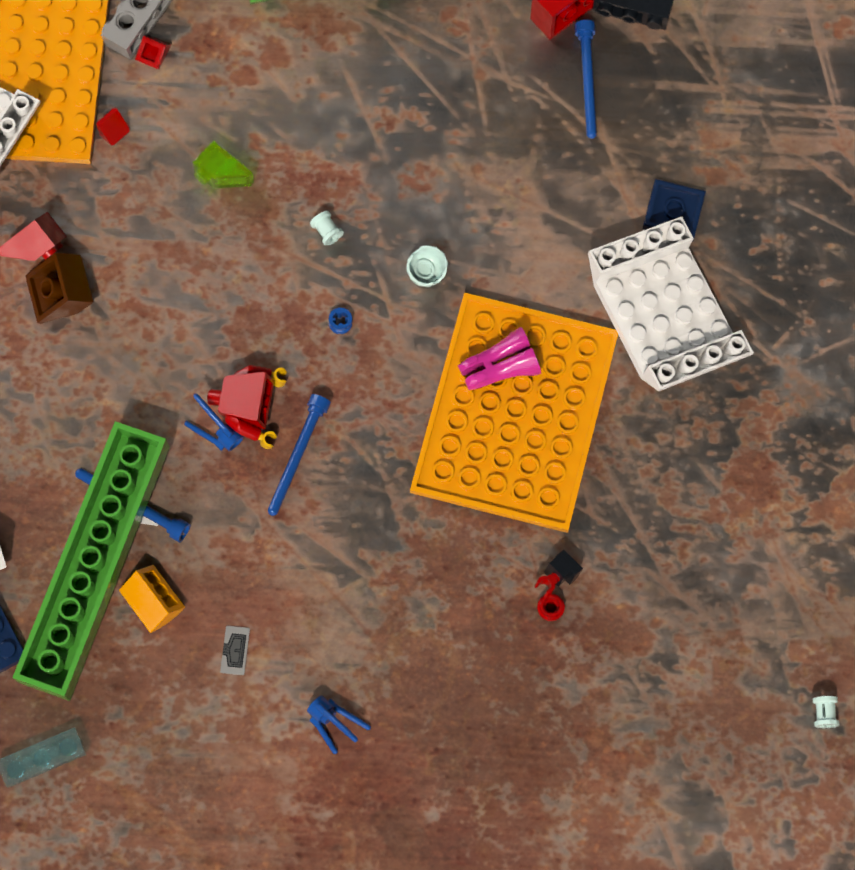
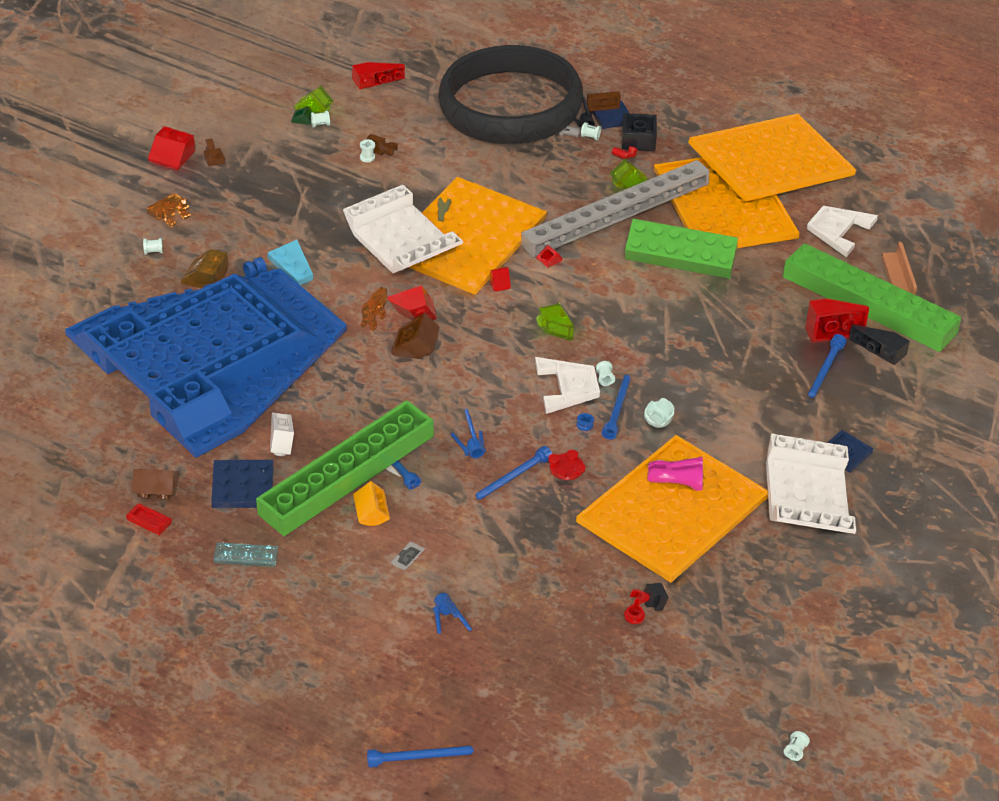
camera: 25 degrees right, 30 degrees down
(247, 401) = (498, 430): torso -> none
(298, 262) = (575, 381): none -> white wing
(355, 408) = (566, 465): none -> red piece
(378, 320) = (610, 429): none -> blue piece

